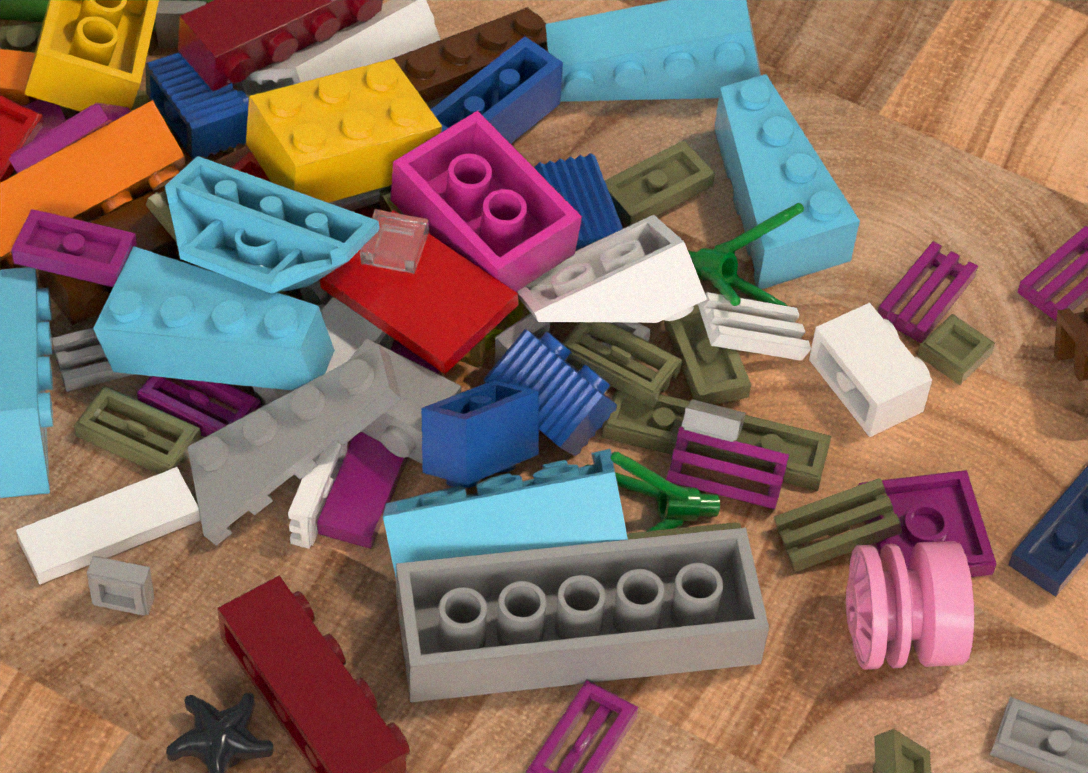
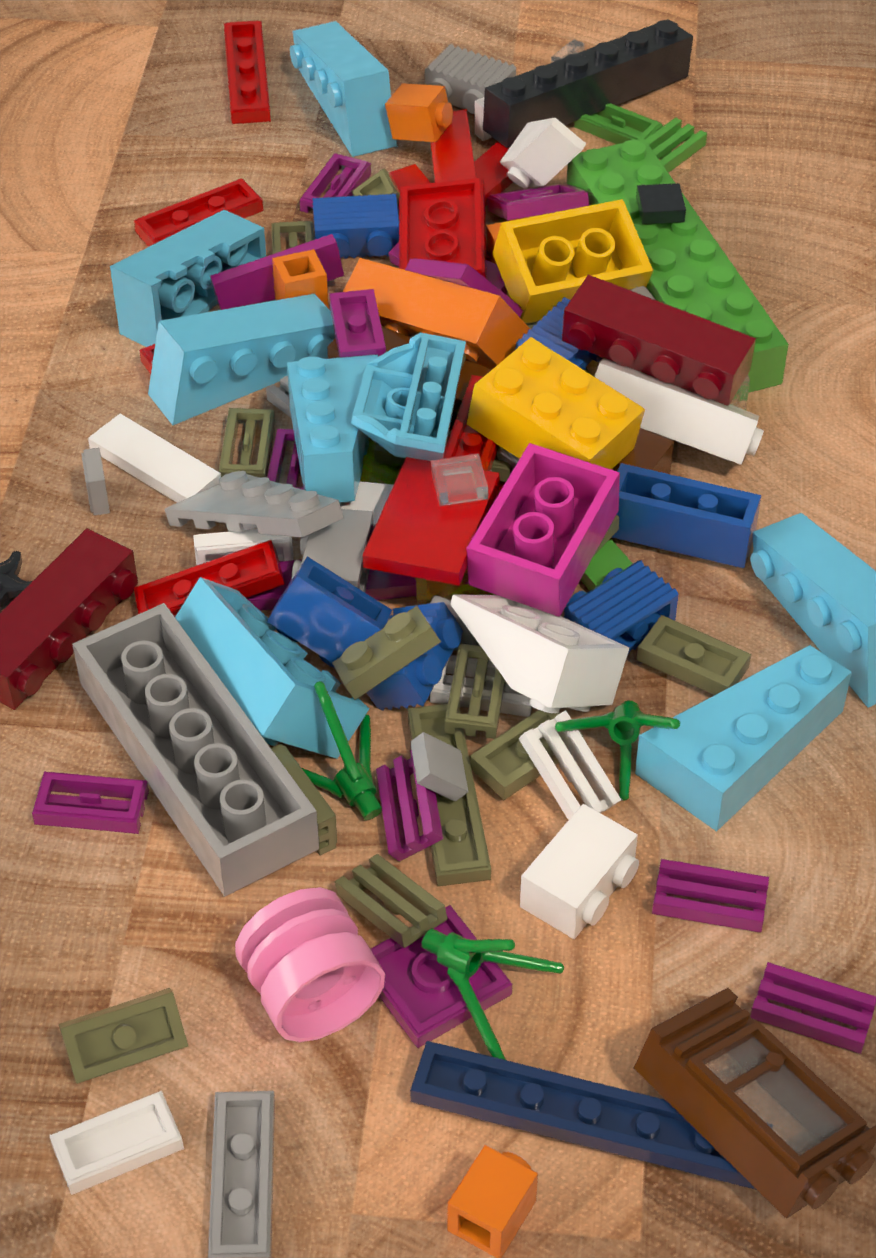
camera: 70 degrees right, 5 degrees down
(350, 532) = (246, 571): none -> red tile
(456, 59) = (689, 457): reddish brown plate -> none
(568, 399) = (385, 652): none -> olive plate
(941, 490) = (464, 959): none -> green plant
(956, 349) = (657, 939): olive tile -> none

